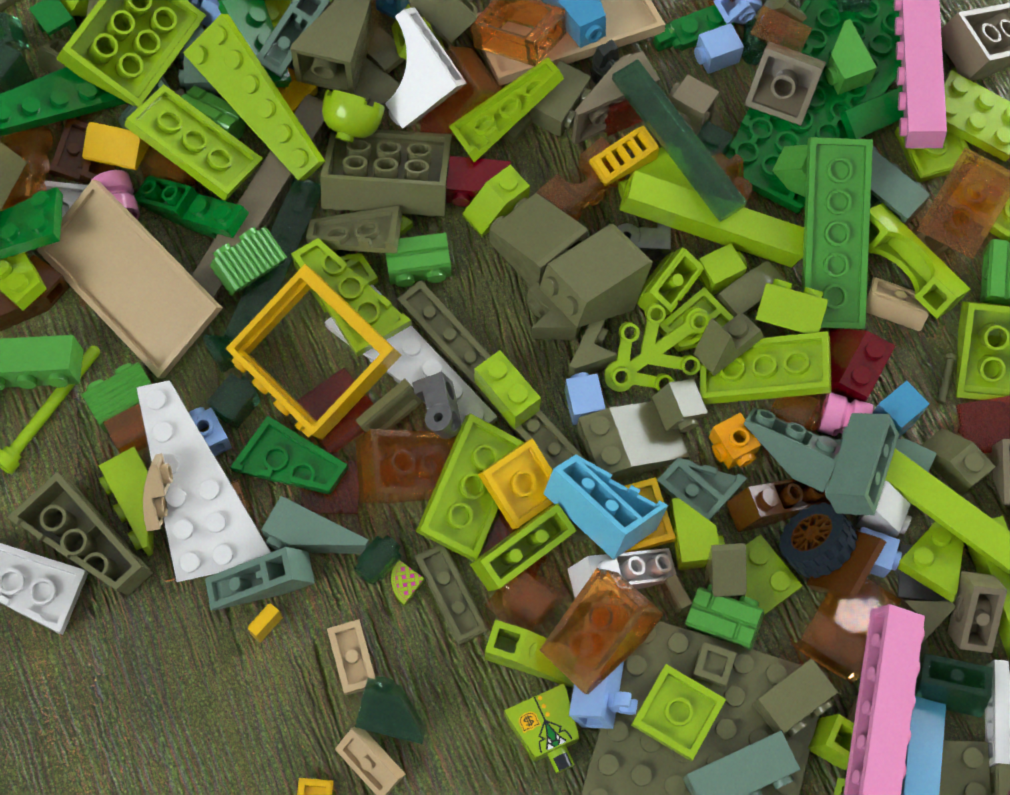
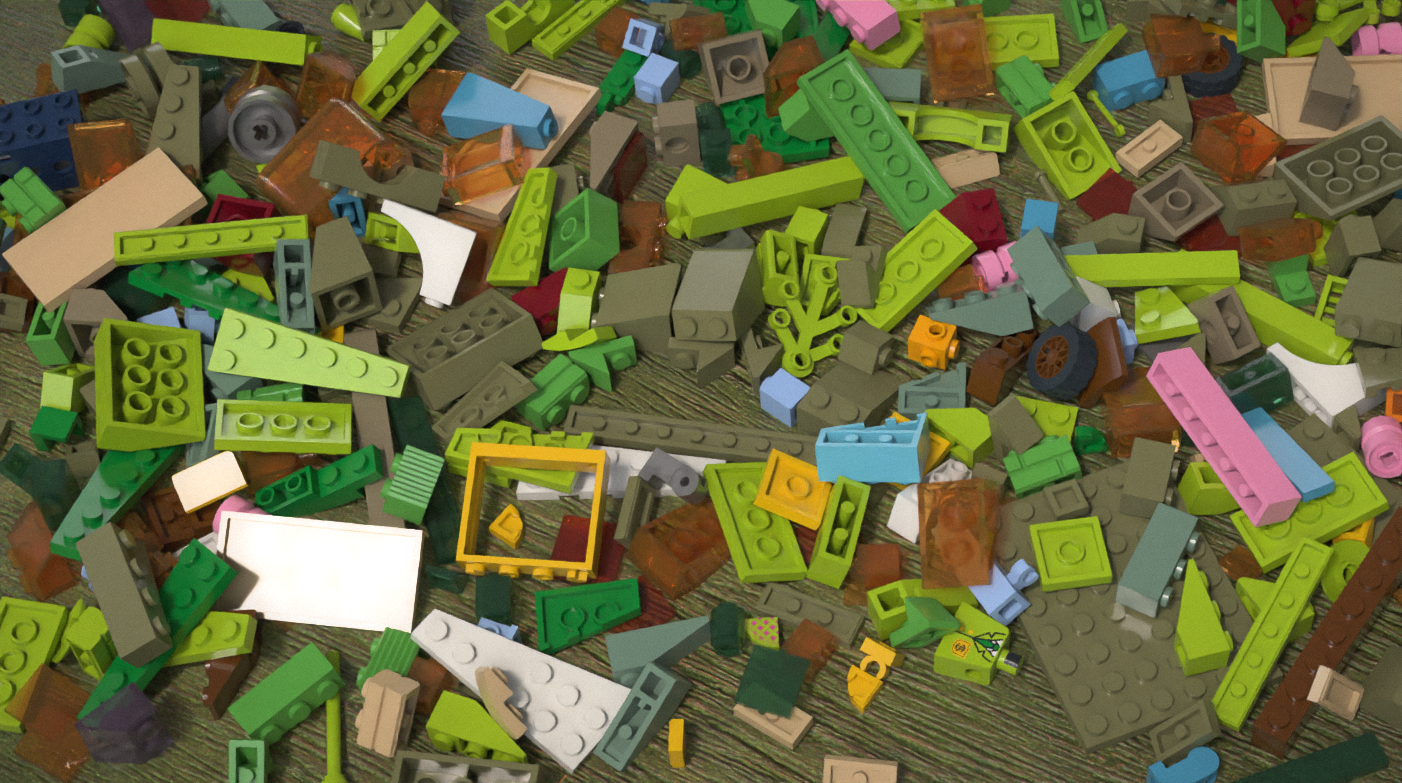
camera: 30 degrees left, 15 degrees down
(80, 433) = (387, 712): none -> tan brick
(299, 345) = (508, 527): none -> yellow tile
(350, 115) = (399, 319): lime cylinder -> none
(368, 632) = (772, 681): none -> clear green piece
(389, 711) = (840, 725): clear green slope -> none
(419, 625) = (813, 644): none -> clear orange brick
(437, 687) = (862, 688): none -> yellow tile
(469, 231) = (577, 338): none -> lime slope
(472, 257) = (605, 357): none -> bright green slope
(472, 673) = (882, 654): none -> yellow tile
(507, 389) = (720, 427): lime brick -> none
(518, 678) = (925, 623): none -> bright green slope
(545, 144) = (584, 233): none -> bright green brick
(603, 59) = (576, 147): pearl dark grey hinge -> none
(638, 136) = (661, 179): yellow slope -> none
(679, 140) = (694, 152): clear green tile -> none
(730, 114) = (709, 117): none -> clear green cone
(786, 622) = (1089, 440): none -> green tile
(792, 308) = (889, 217): lime brick -> none
(819, 118) = (784, 70): none -> clear orange slope

